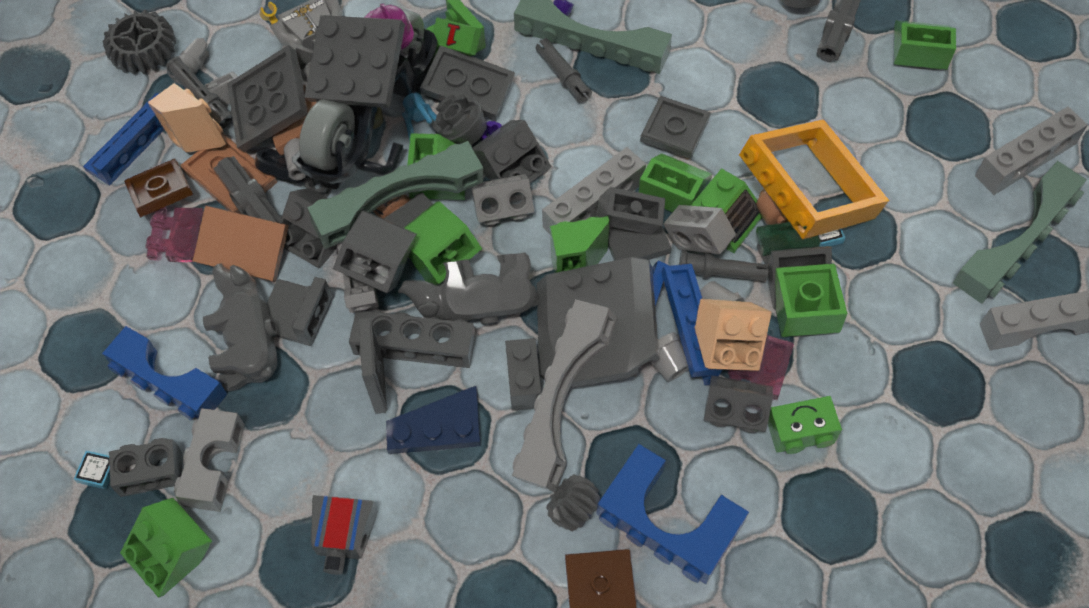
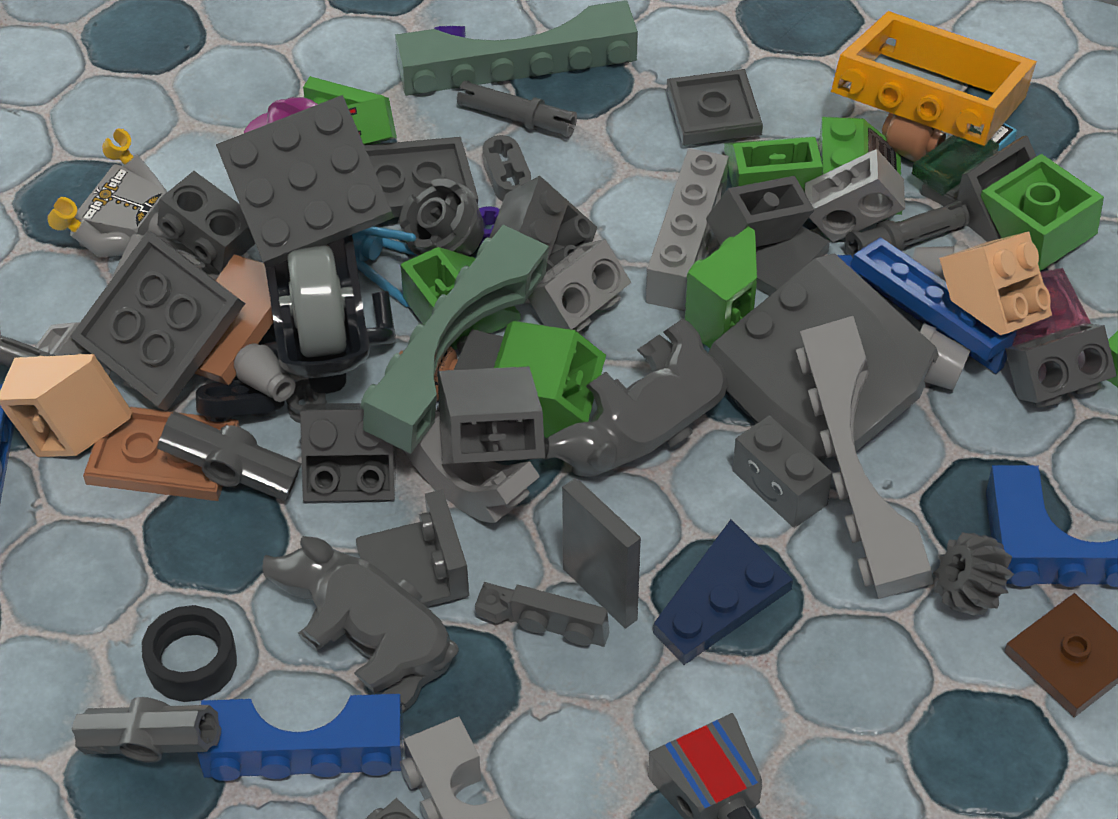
camera: 35 degrees left, 10 degrees down
(89, 326) = (146, 729): none -> dark grey piece
(142, 278) = (187, 622): none -> black tyre
(158, 187) = (78, 516): reddish brown plate -> none
(183, 235) = (166, 556): clear pink plate -> none
(241, 242) = (265, 516): nougat tile -> none
(331, 378) = (543, 612): none -> dark grey hinge
(423, 349) = (669, 495): dark grey brick -> none
(535, 105) = (499, 171): none -> dark grey beam

